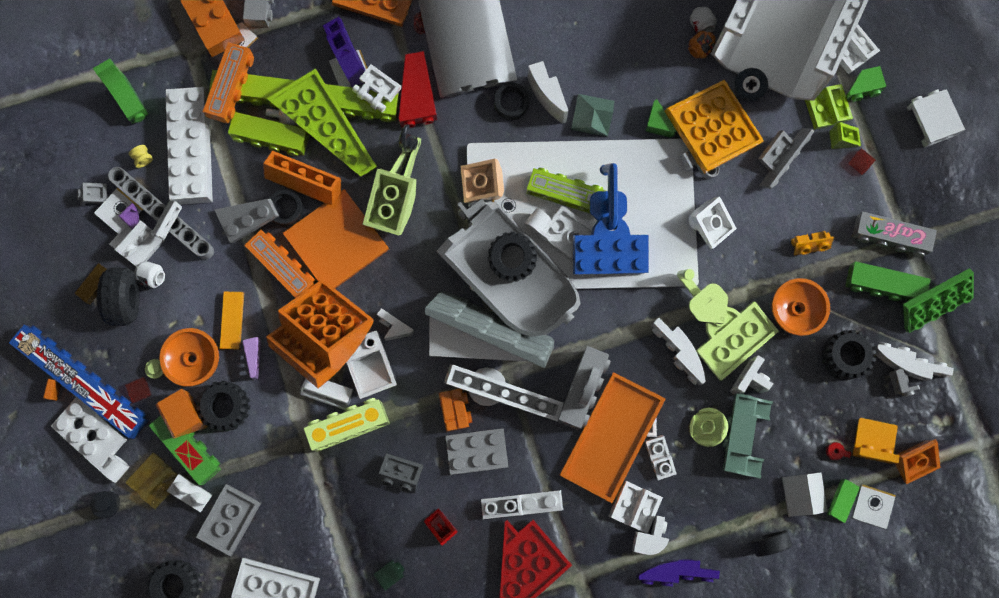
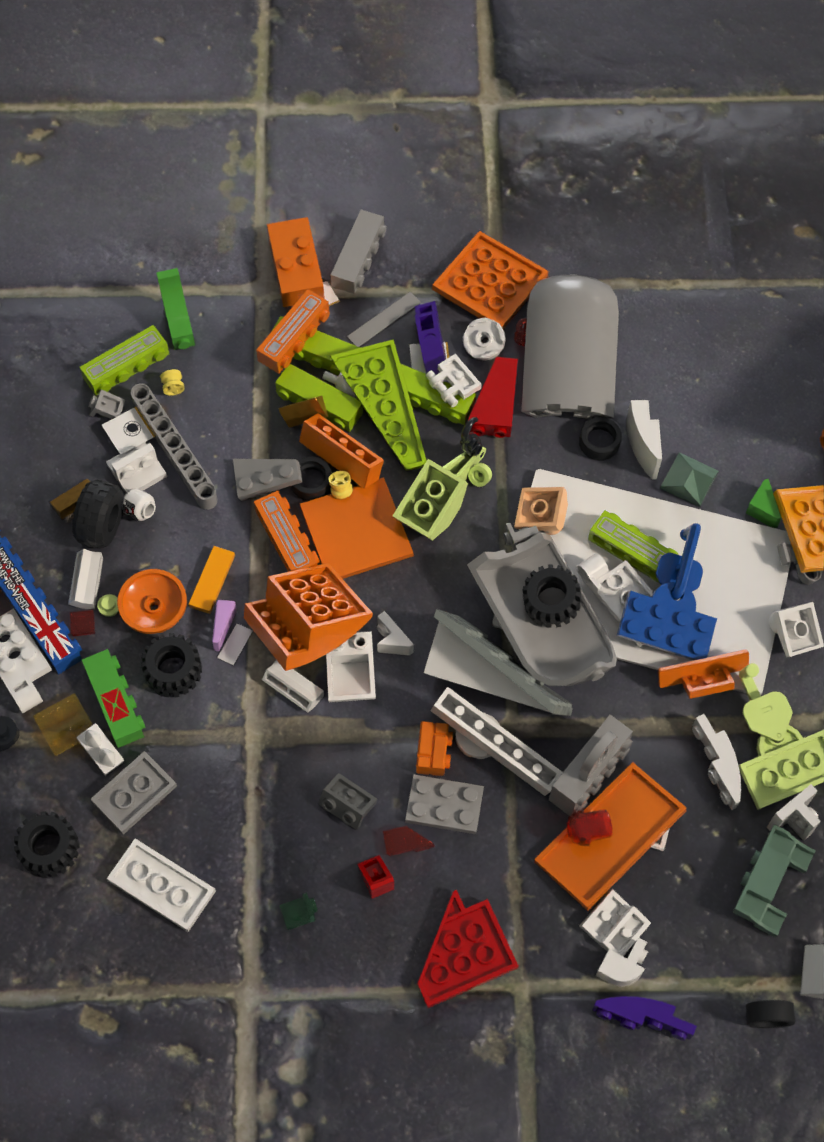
camera: 20 degrees right, 15 degrees down
(94, 148) = (125, 360): none -> lime brick
(128, 352) = (86, 579): none -> white piece
(130, 216) = (139, 437): medium lavender tile -> none
(166, 220) = (179, 450): white slope -> none
(180, 414) = (121, 657): orange slope -> none
(188, 146) = (227, 387): white brick -> none
(259, 151) = (299, 412): none -> pearl gold slope
(268, 369) = (235, 644): none -> white sticker
(300, 44) = (383, 319): none -> light grey sticker
(308, 203) = (340, 484): none -> light yellow wheel
(346, 426) = (304, 725): yellowish green brick -> none
(381, 35) = (476, 332): none -> white plate
(422, 163) = (480, 474): none -> yellowish green tile
(455, 491) = (405, 840): none -> clear red slope
(515, 202) = (572, 544): white sticker -> none
(522, 504) = (479, 879): white slope -> none
(595, 439) = (589, 826): none -> clear red piece
(651, 285) = (704, 675): none -> orange bracket
(660, 457) = (661, 876): white slope -> none
(708, 427) = (729, 856): yellowish green tile -> none

